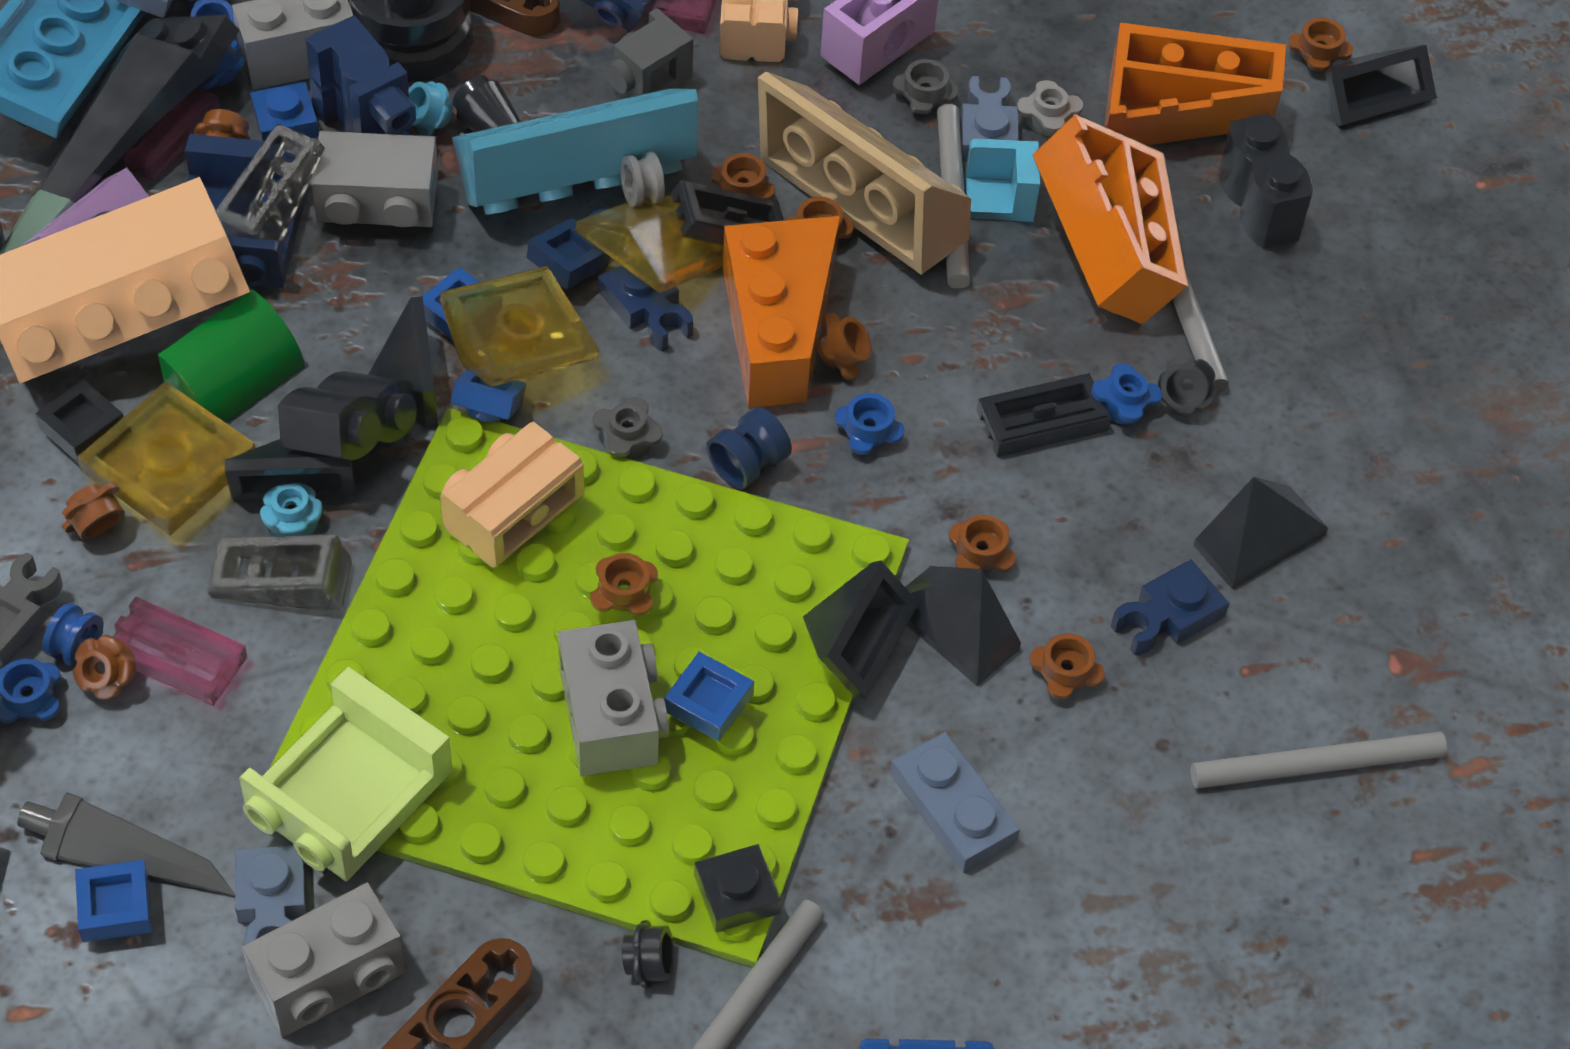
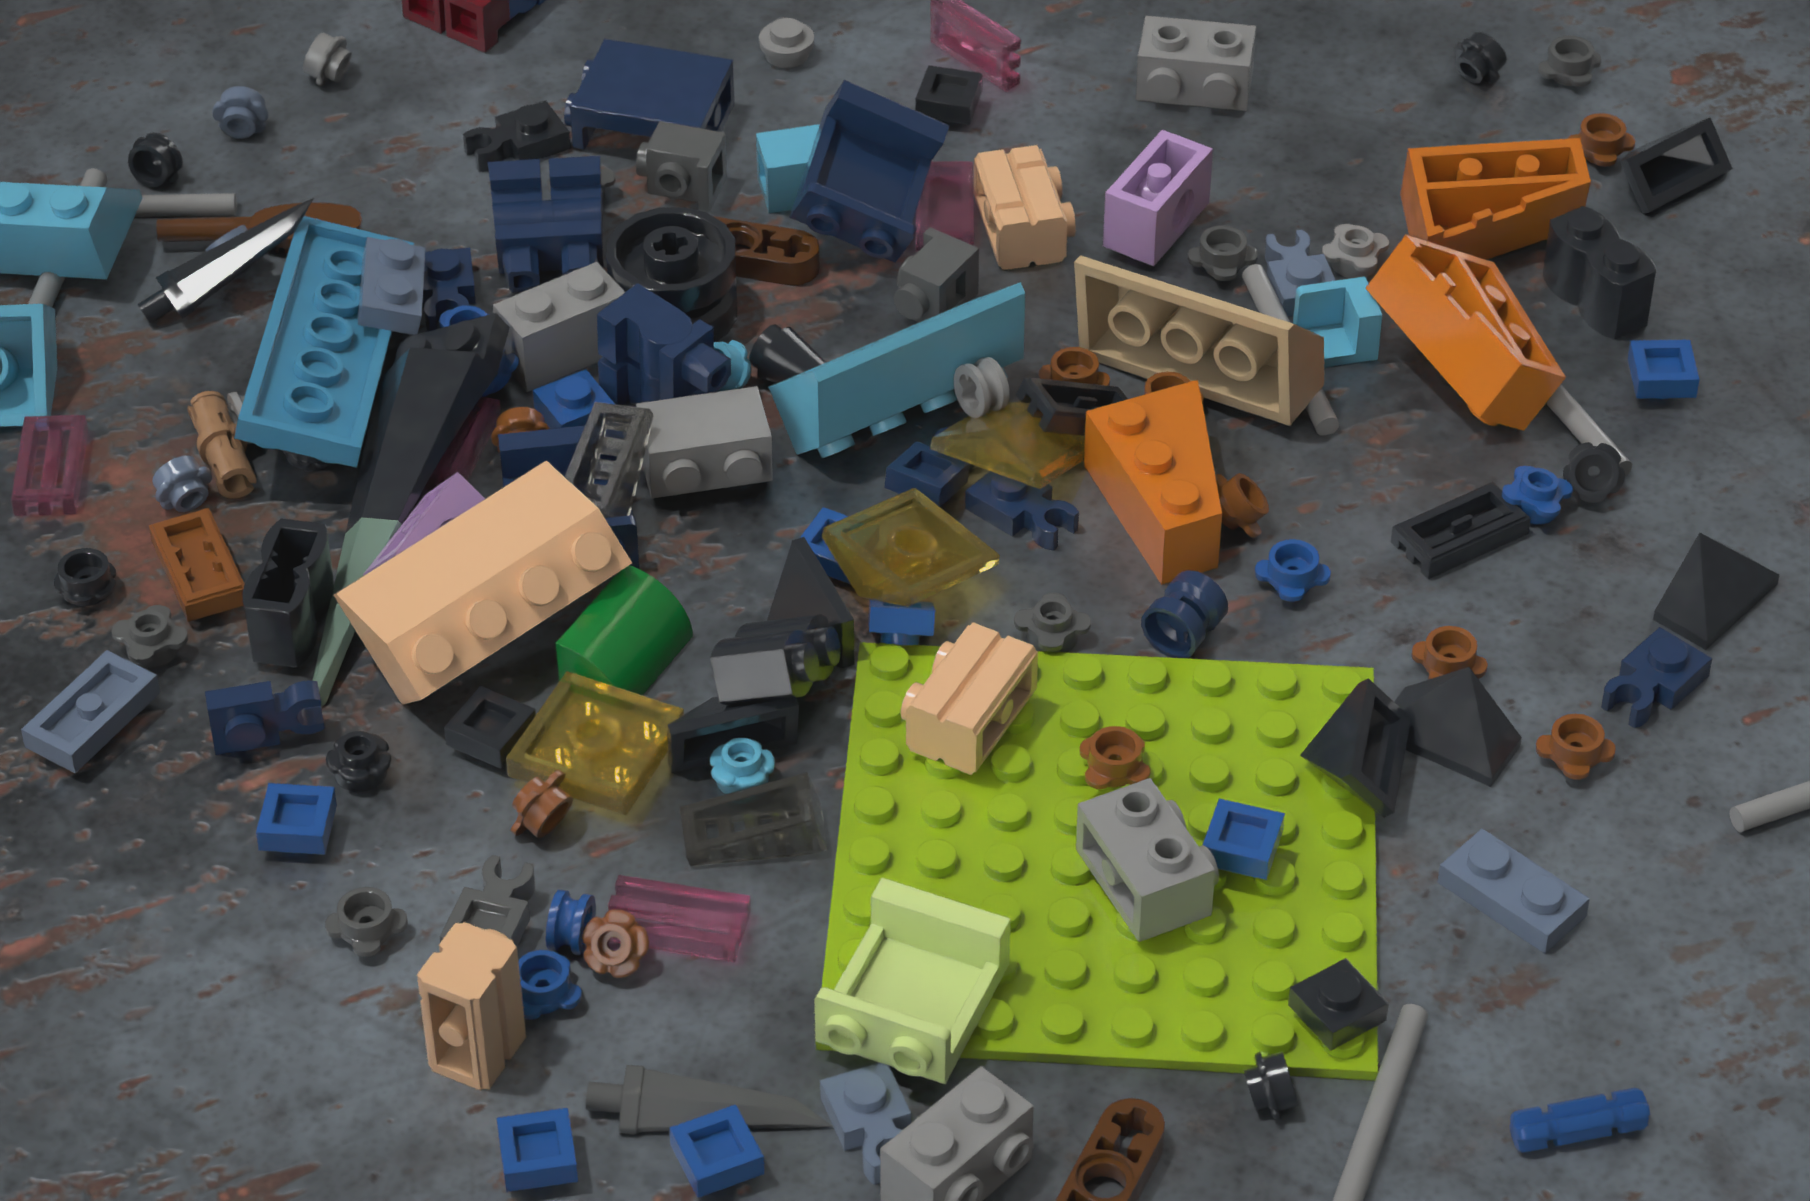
camera: 10 degrees left, 10 degrees down
(1292, 291) = (1663, 369): none -> blue plate

